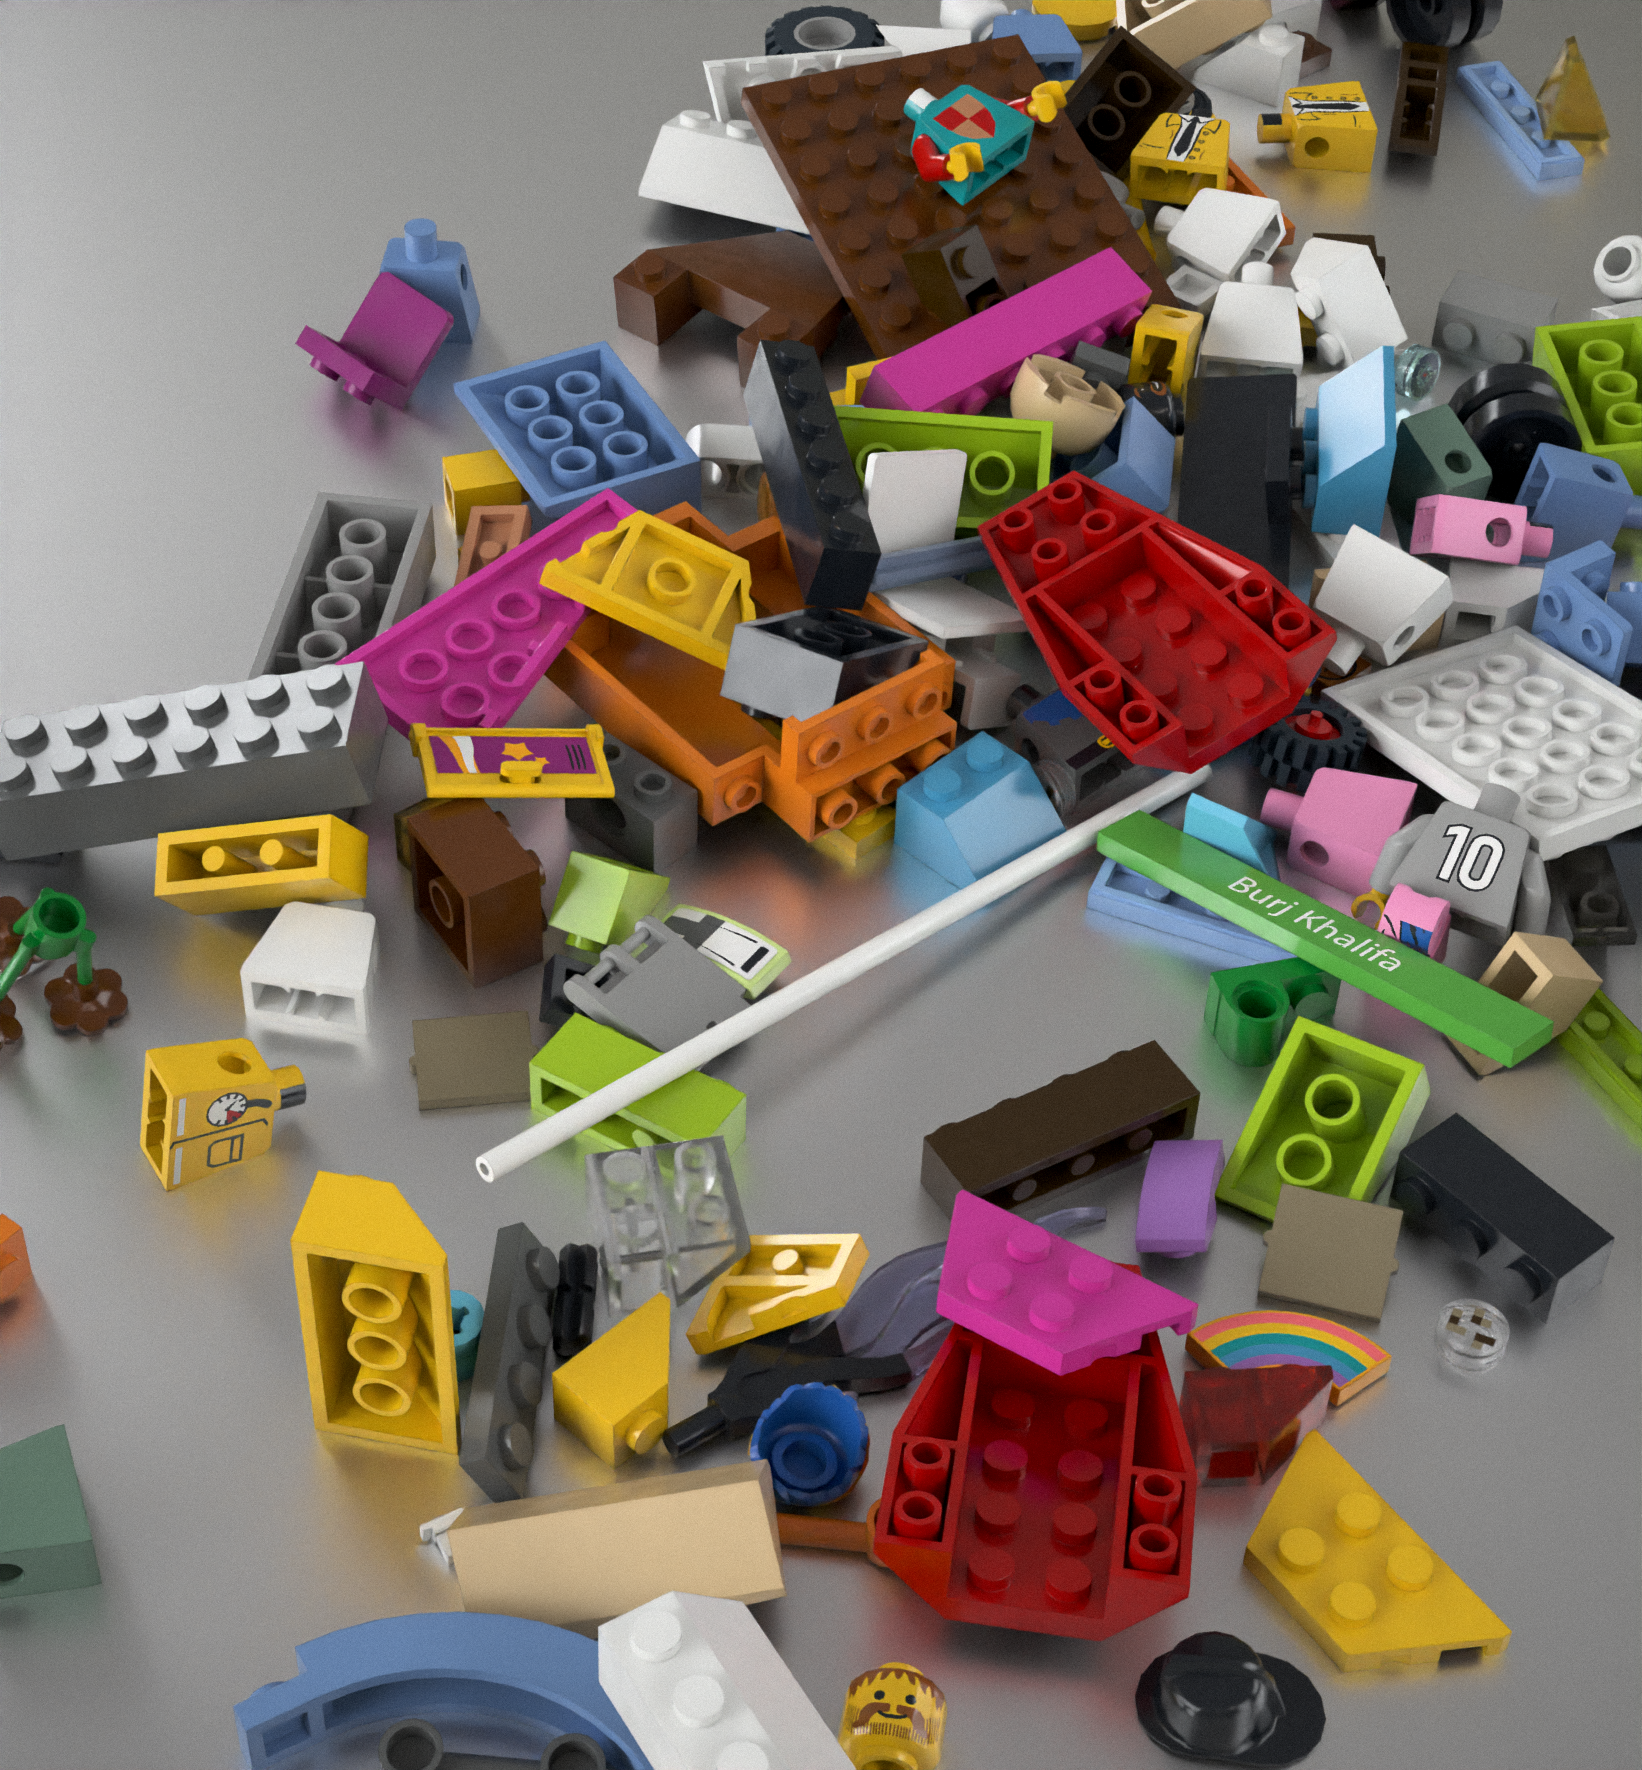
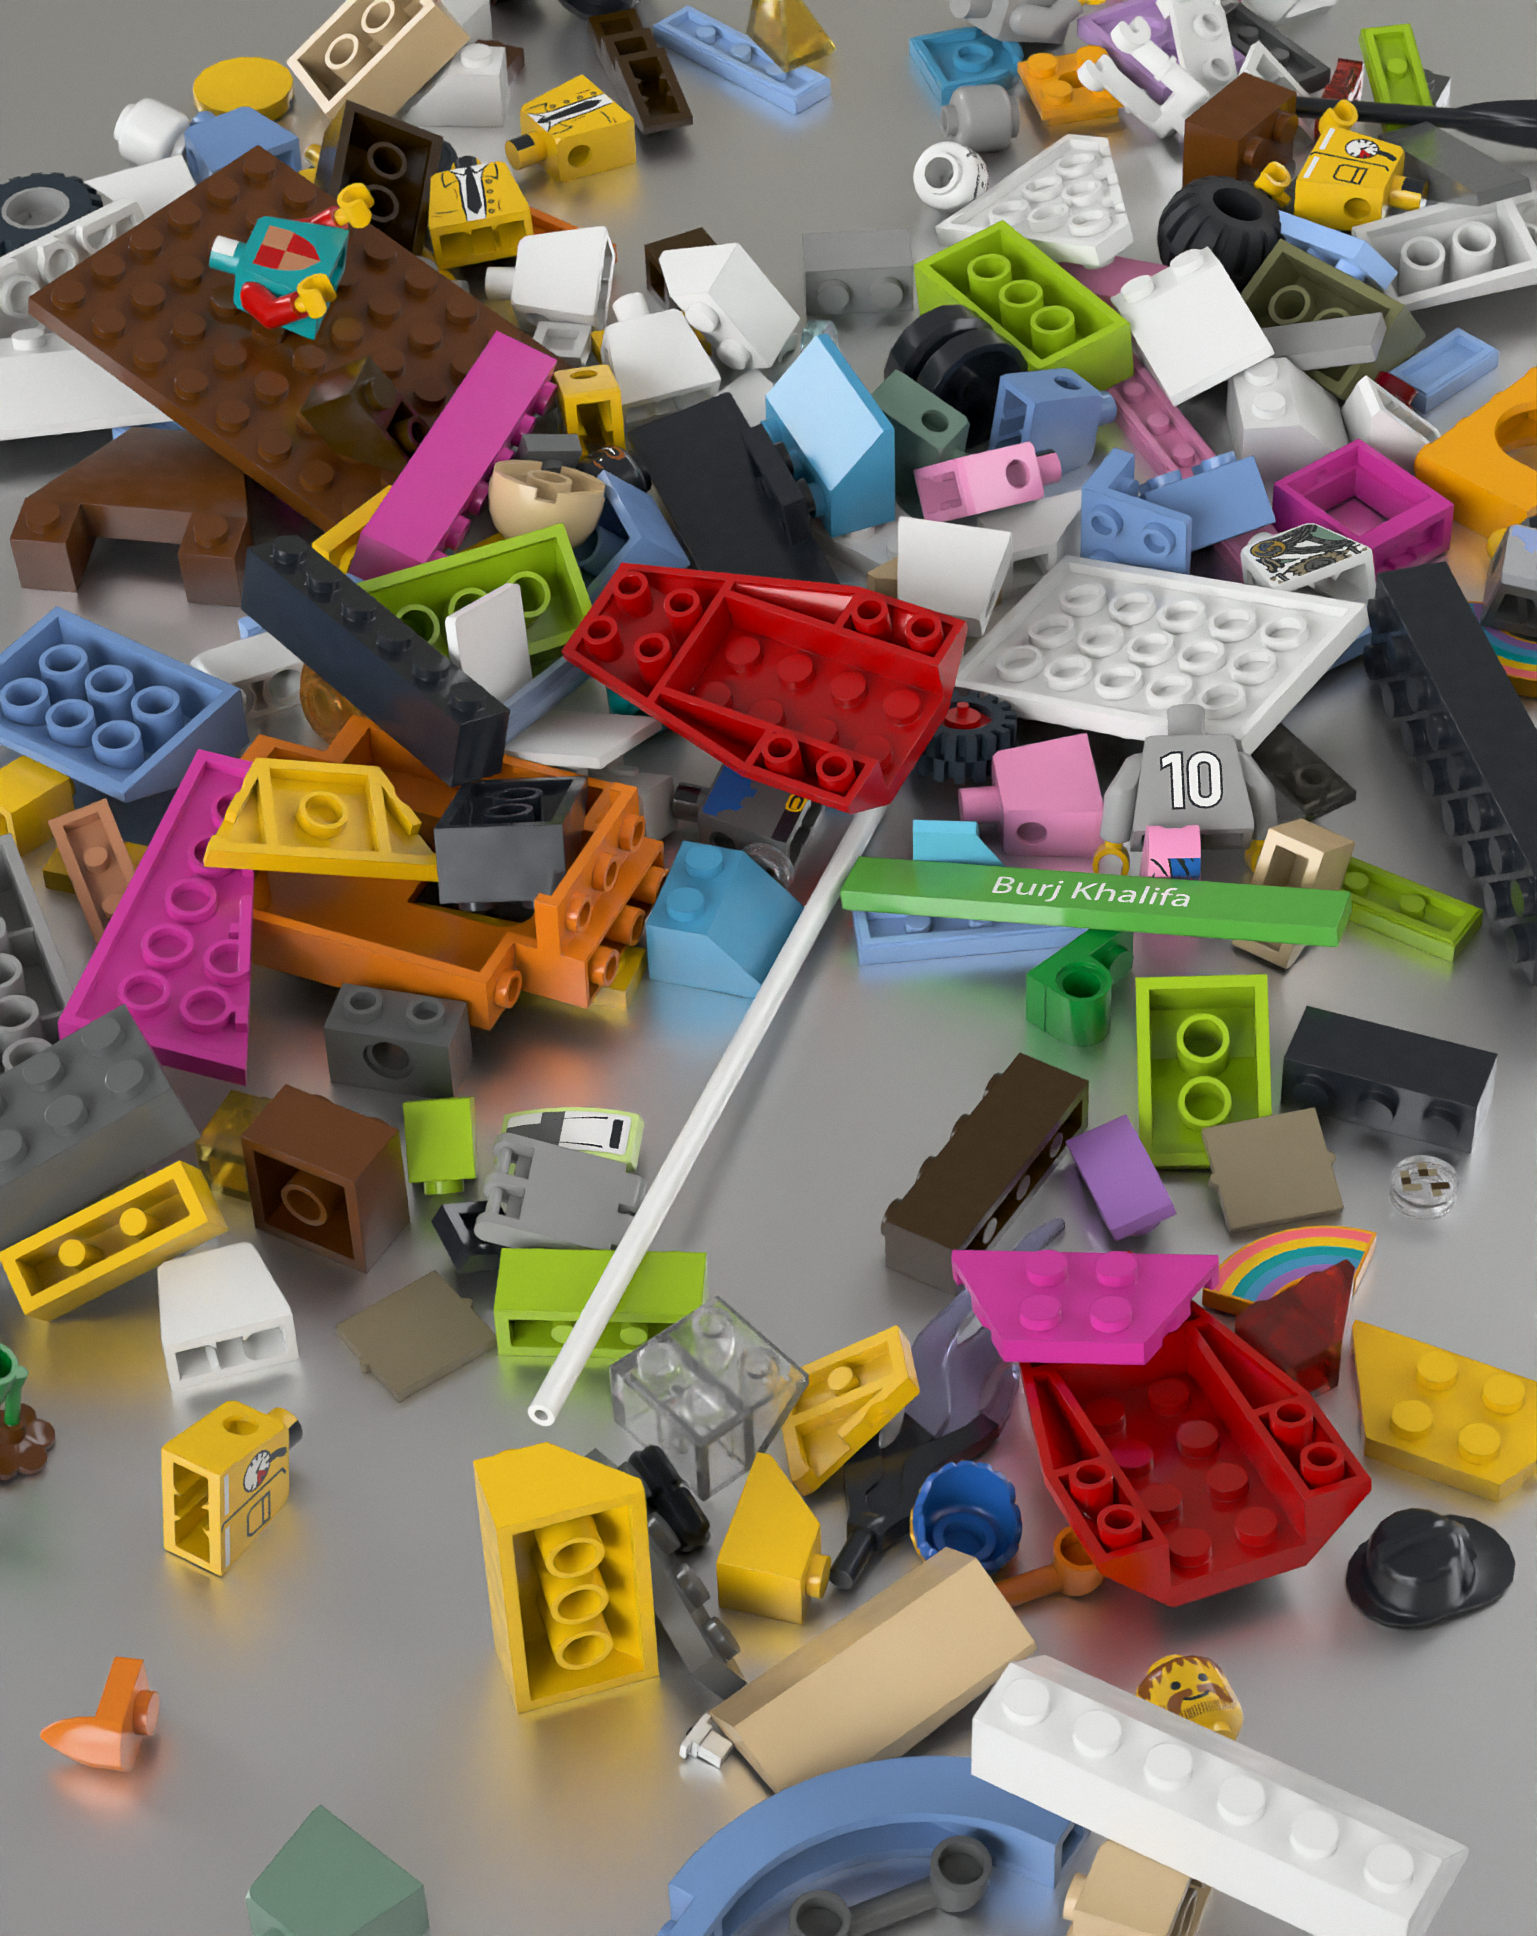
camera: 25 degrees left, 0 degrees up
(512, 762) = (295, 1044): yellow door -> none

